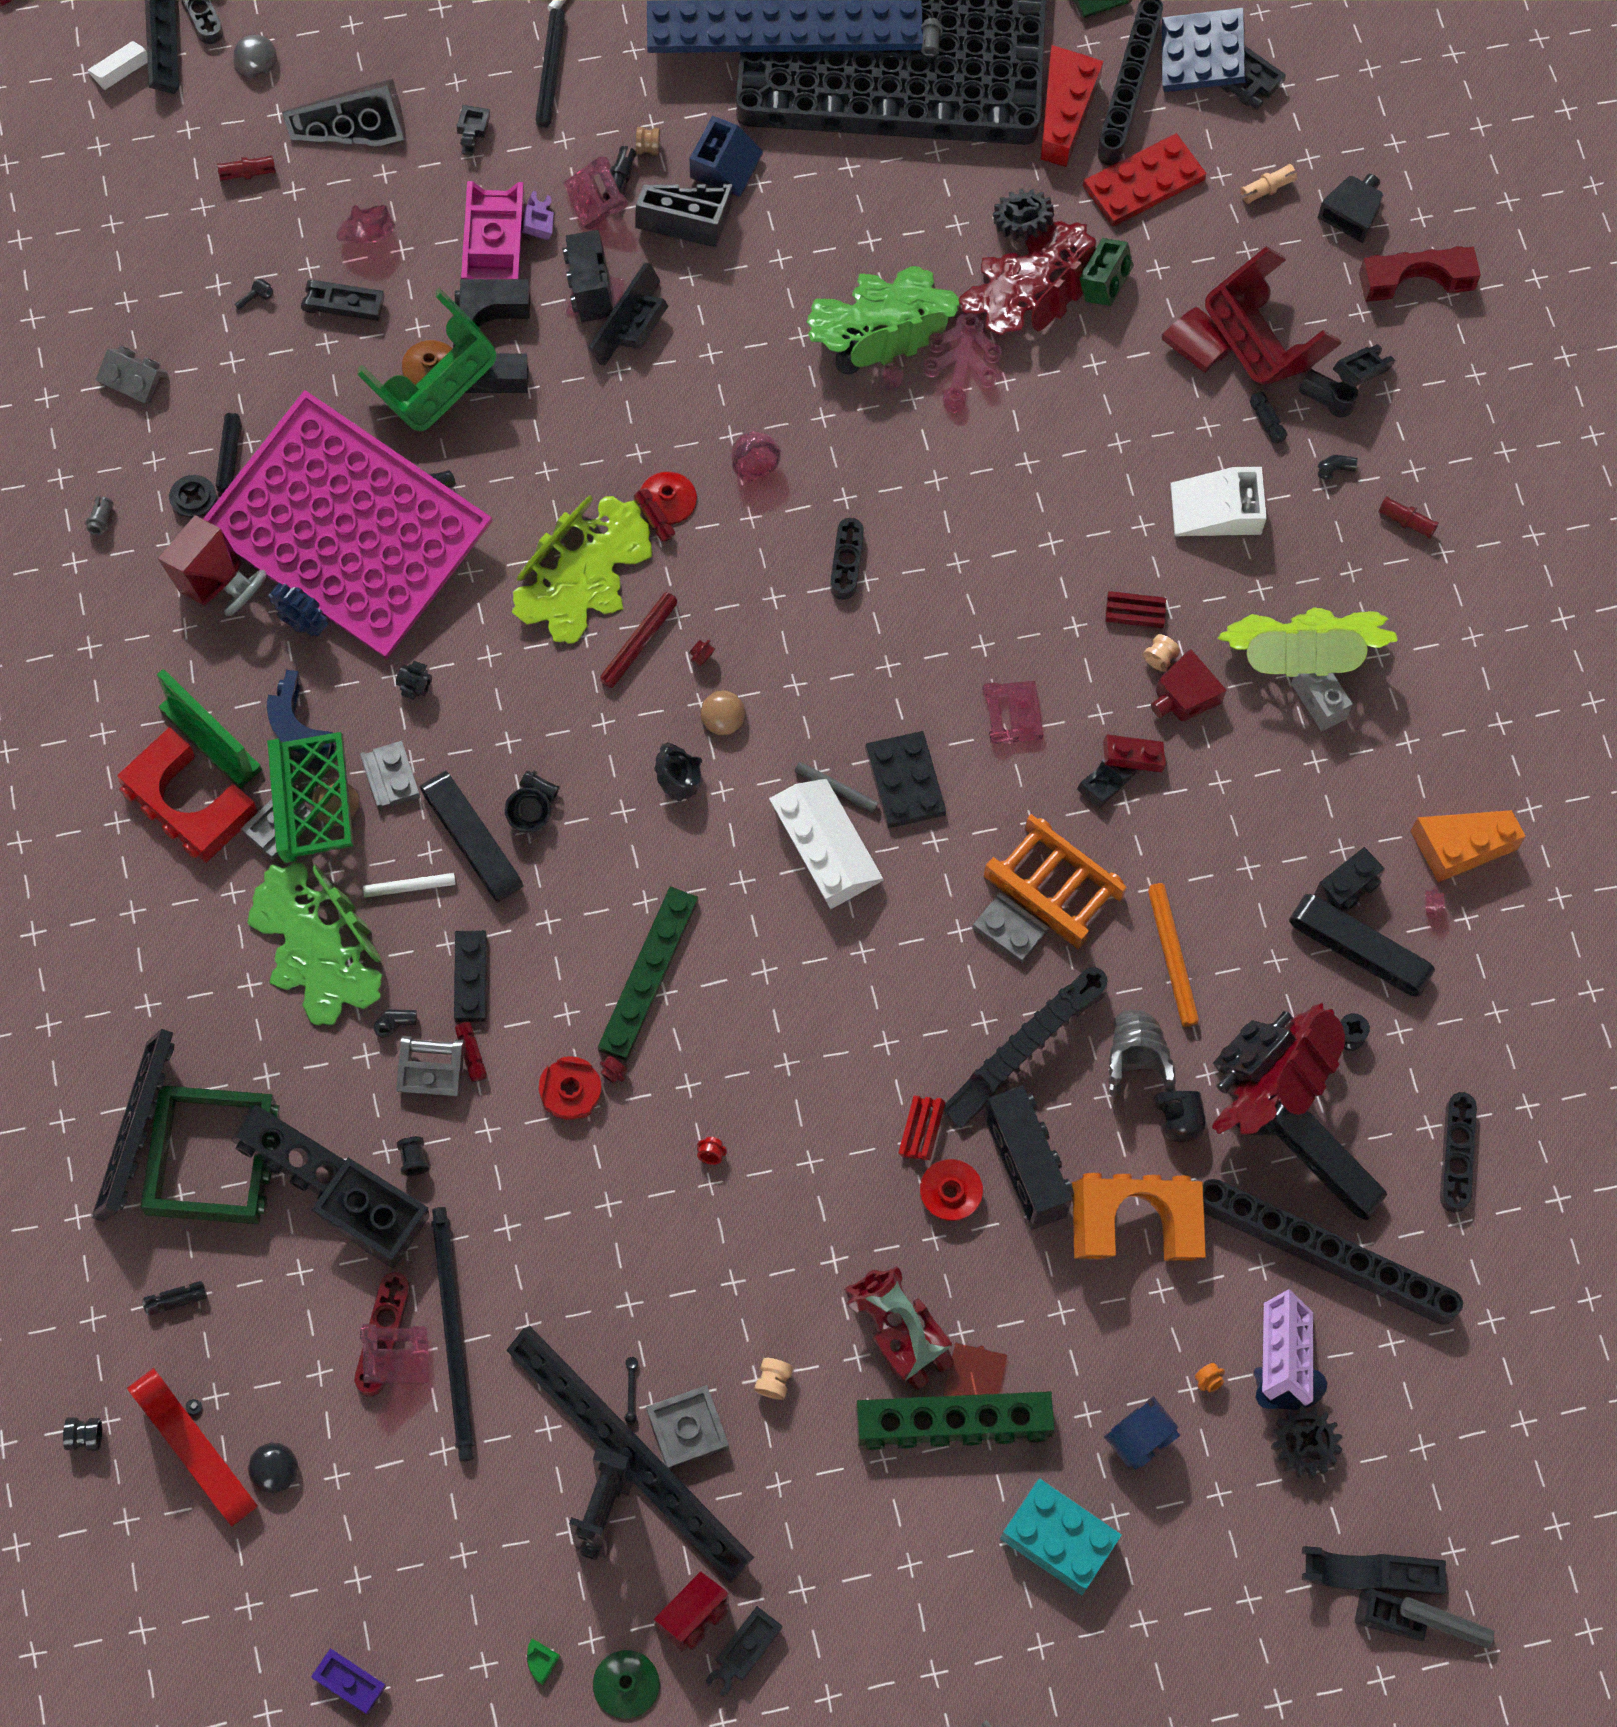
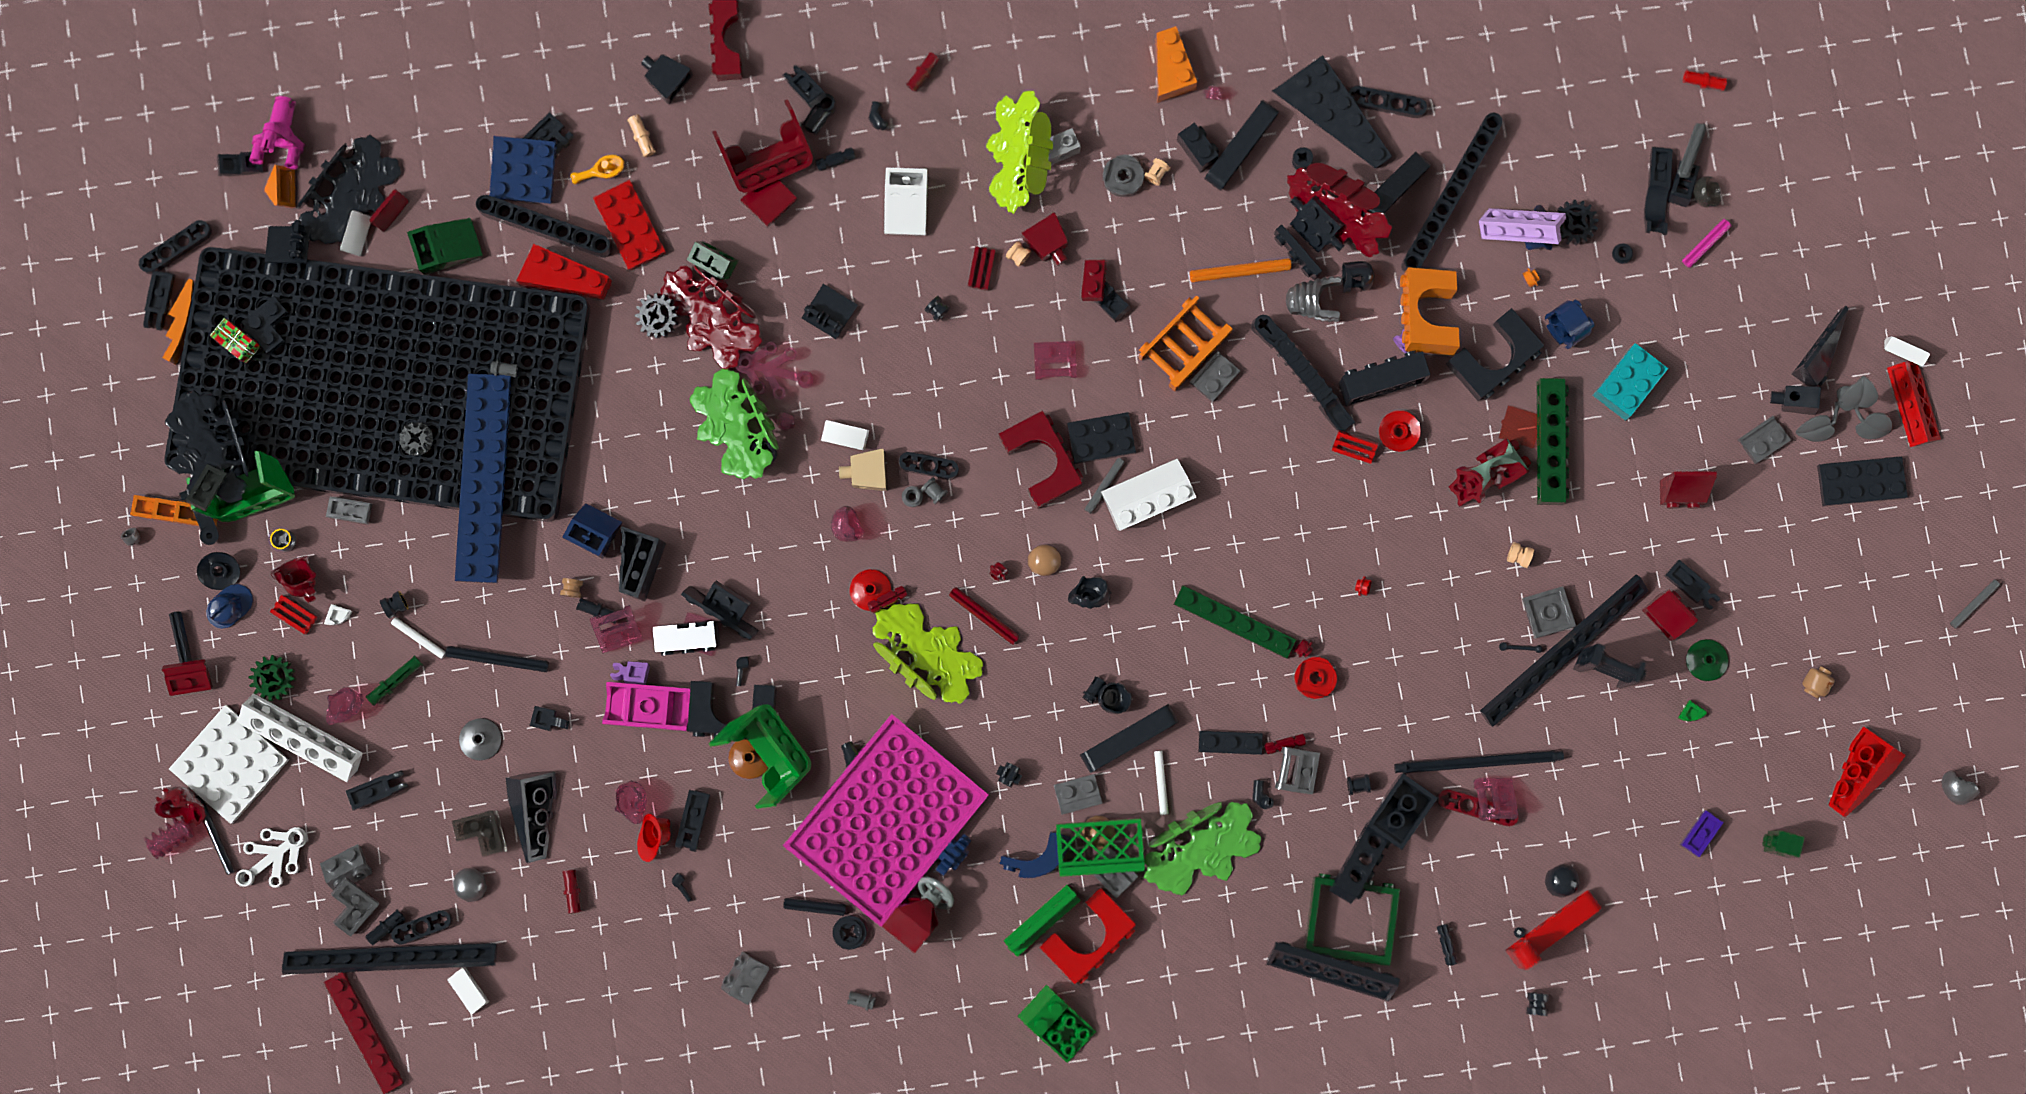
camera: 80 degrees left, 15 degrees up
(63, 761) = (1056, 1023): none -> green slope
(322, 257) = (653, 834): none -> red piece
(324, 63) = (486, 828): none -> clear smoke brick
(444, 66) = (490, 739): none -> flat silver dish
(556, 345) = (742, 662): none -> black hand
(804, 532) = (912, 489): none -> flat silver plate
(811, 564) = (934, 491): none -> dark grey bush
(833, 479) = (866, 470): none -> tan torso
(846, 730) = (1039, 430): none -> dark red arch
(880, 449) = (845, 435): none -> white slope
(893, 1626) = (1686, 488): none -> dark red slope
(1052, 422) = (829, 311): none -> black hinge
(1070, 553) = (937, 308): none -> black wheel
(1096, 1370) = (1482, 381): none -> black arch
(1208, 1029) = (1296, 252): none -> black plate
(1218, 145) = (605, 167): none -> light orange piece
(1275, 1517) = (1626, 249): none -> black plate
(1288, 802) = (1133, 170): none -> flat silver plate
(1299, 1656) = (1706, 243): none -> dark pink axle
(1305, 830) = (1155, 179): none -> light nougat bush
(1381, 1650) = (1707, 192): none -> clear smoke hair
(1443, 1062) = (1327, 103): none -> black wing
(1566, 1641) = (1704, 80): none -> red pin

